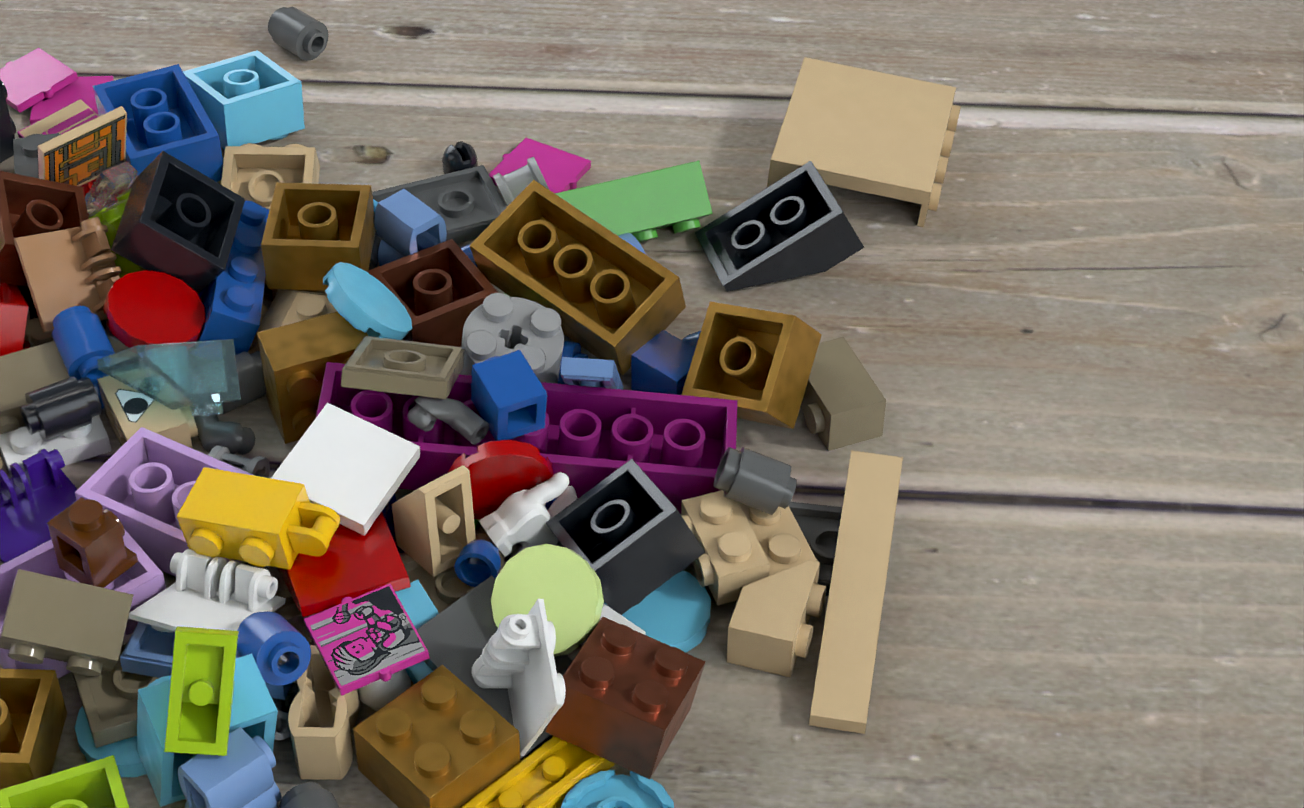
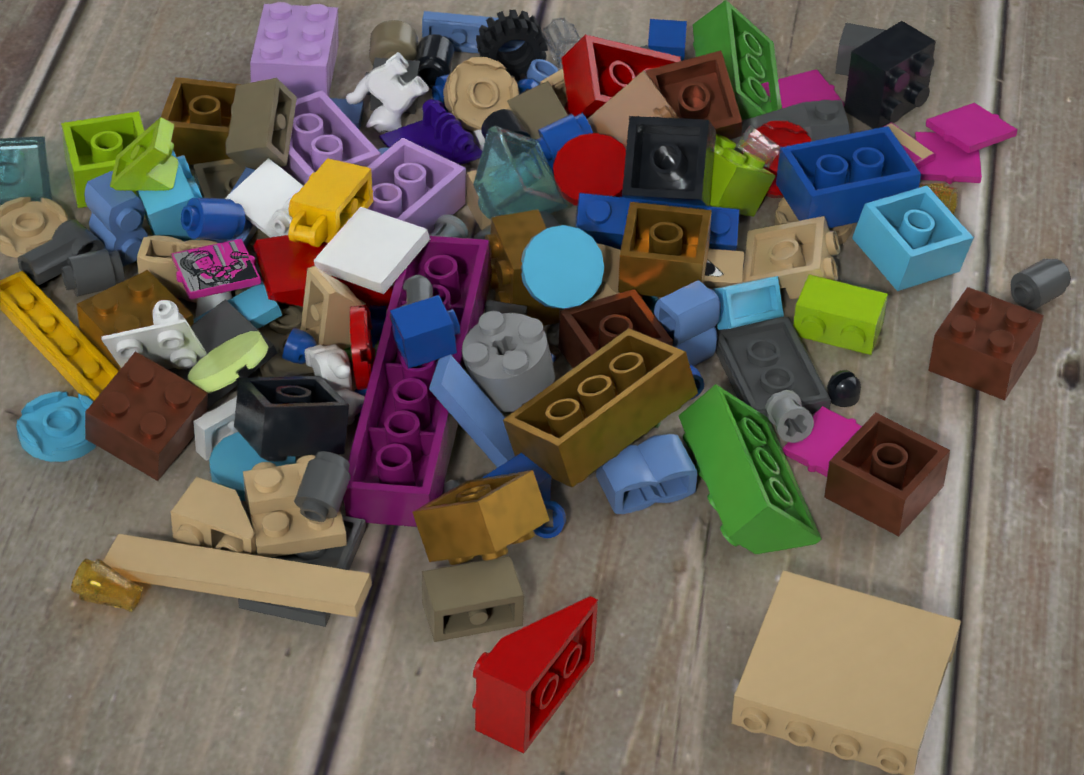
camera: 95 degrees right, 0 degrees up
(85, 150) = (758, 106): flag -> none
(90, 543) = (324, 130): reddish brown brick -> none
(358, 150) = (840, 314): none -> lime brick
(396, 61) = (985, 343): none -> copper brick
(403, 367) = (463, 272): dark tan tile -> none
(604, 114) = (886, 474): none -> copper brick
(780, 233) = (704, 595): black slope -> none
(899, 716) = (105, 586): none -> clear yellow cone
(945, 317) = (533, 674): none -> red slope

